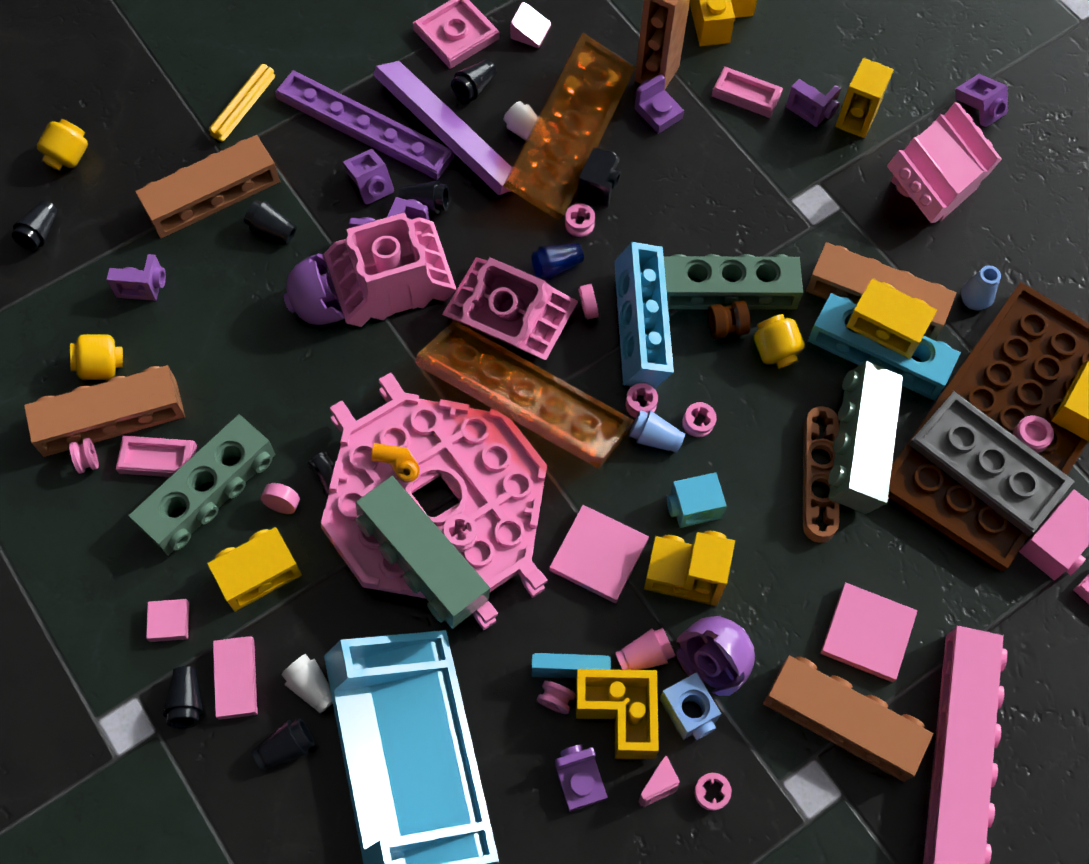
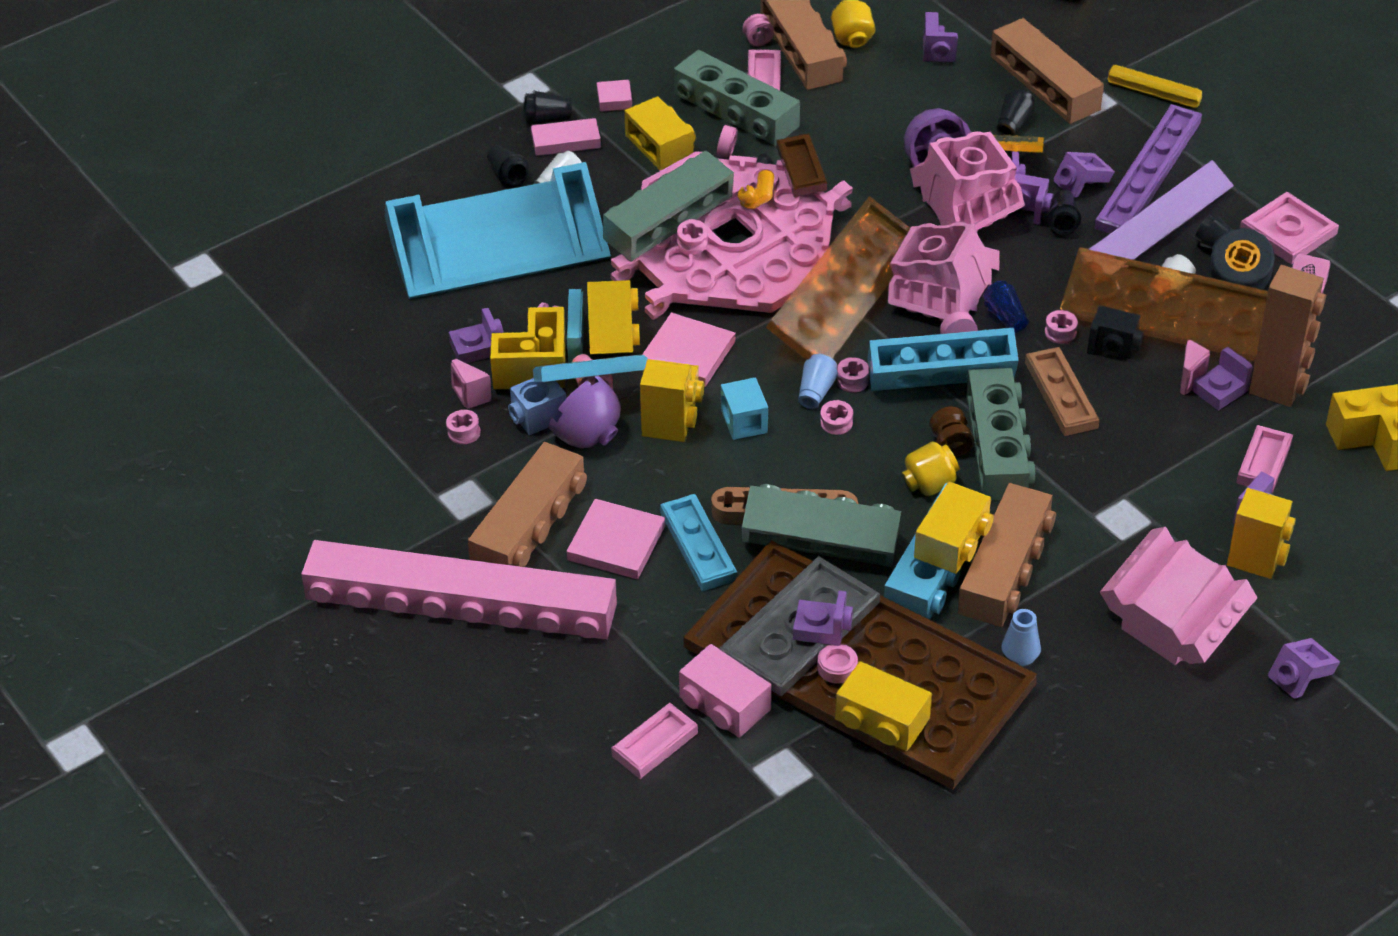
camera: 90 degrees right, 20 degrees down
(323, 223) = (1020, 143): none -> light orange piece
(358, 415) = (801, 165): none -> reddish brown tile
(519, 64) = (1229, 266): none -> black wheel
(568, 623) = (611, 317): none -> yellow brick
(645, 124) = (1194, 365): none -> bright pink slope
(665, 228) = (1061, 391): none -> nougat tile
(675, 642) = (589, 368): none -> medium azure tile
(867, 554) = (698, 542): none -> medium azure tile
(1006, 435) = (822, 621): none -> medium lavender bracket

